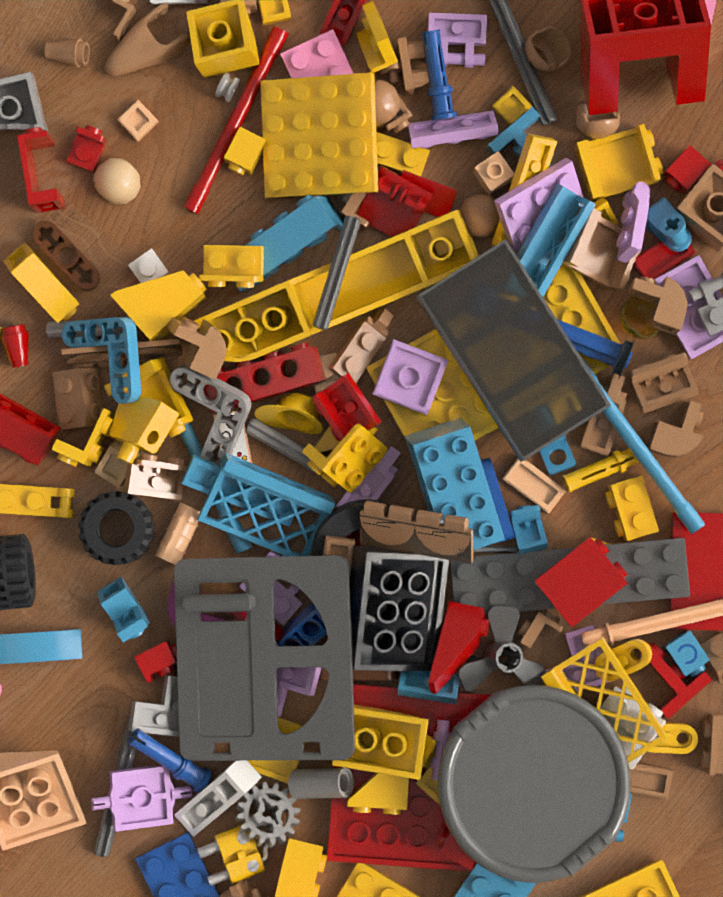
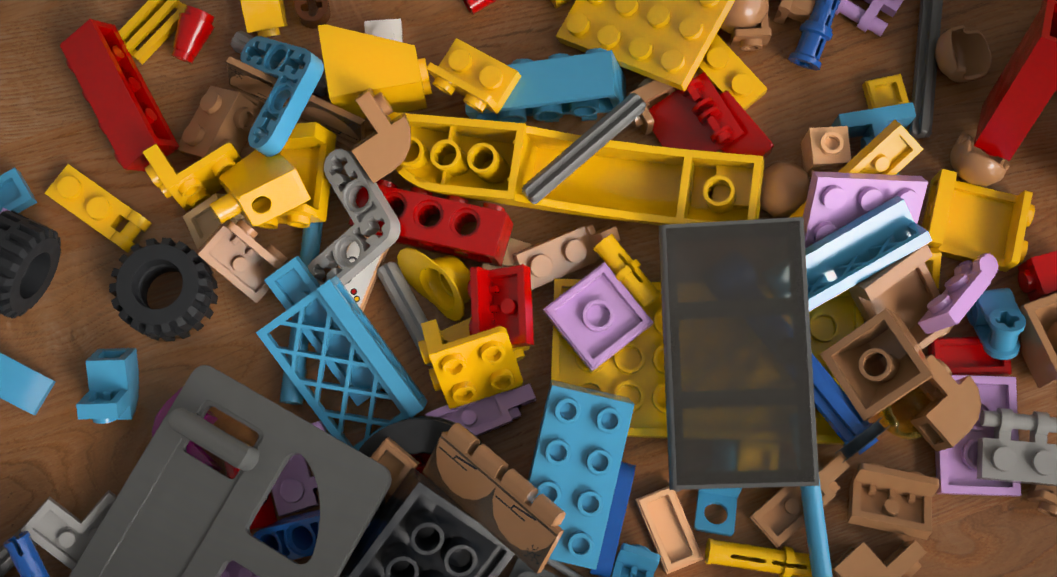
camera: 30 degrees right, 10 degrees down
(157, 659) = (106, 466): red brick -> none
(178, 534) = (228, 339): light nougat axle -> none
(411, 335) = (627, 271): none -> yellow pin
(453, 129) = (806, 81): lavender plate -> none
(605, 303) = (878, 363): none -> medium nougat slope

